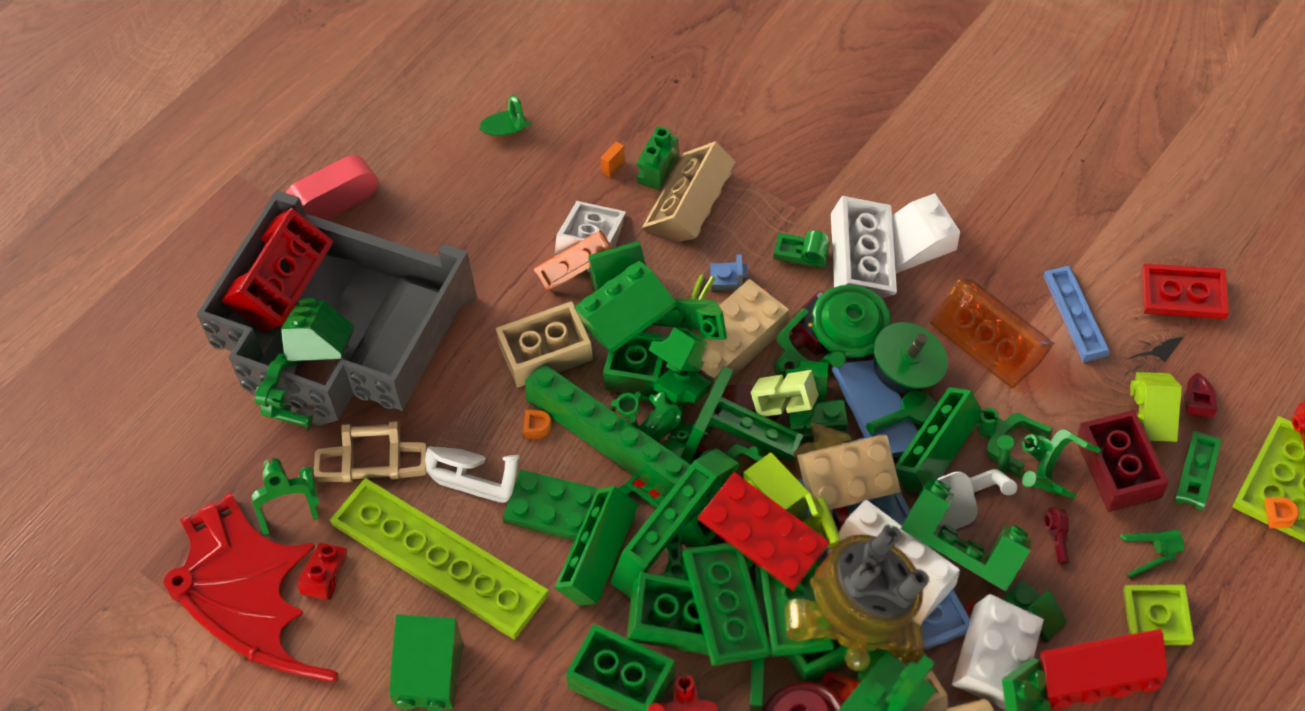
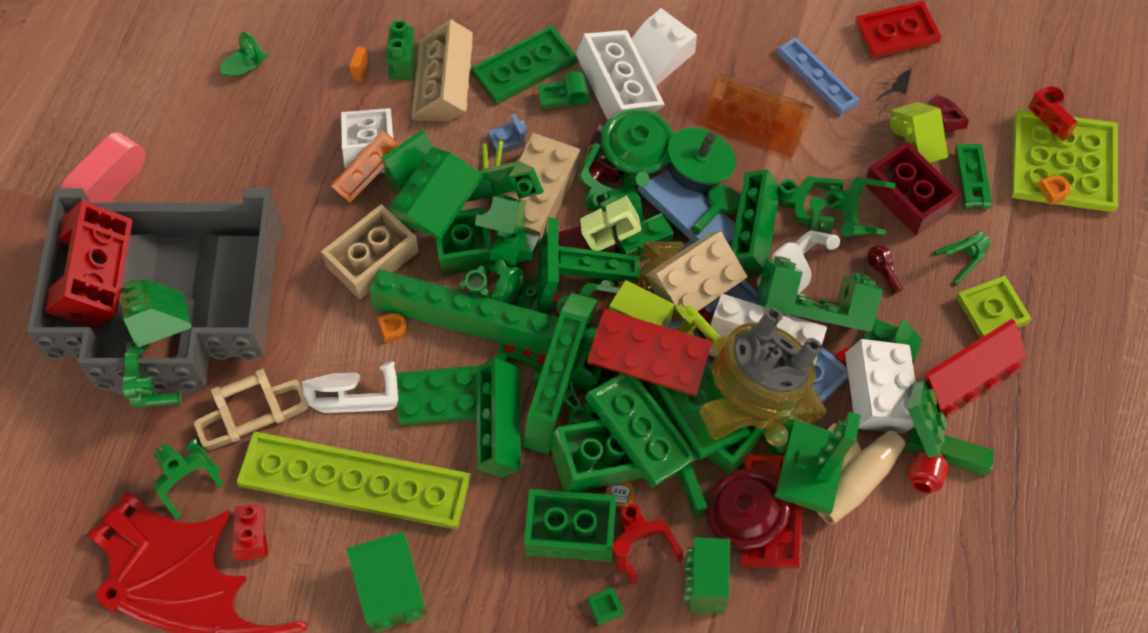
camera: 25 degrees left, 5 degrees up
(686, 663) = (624, 493): none -> tile
(775, 209) = (523, 65): none -> green tile

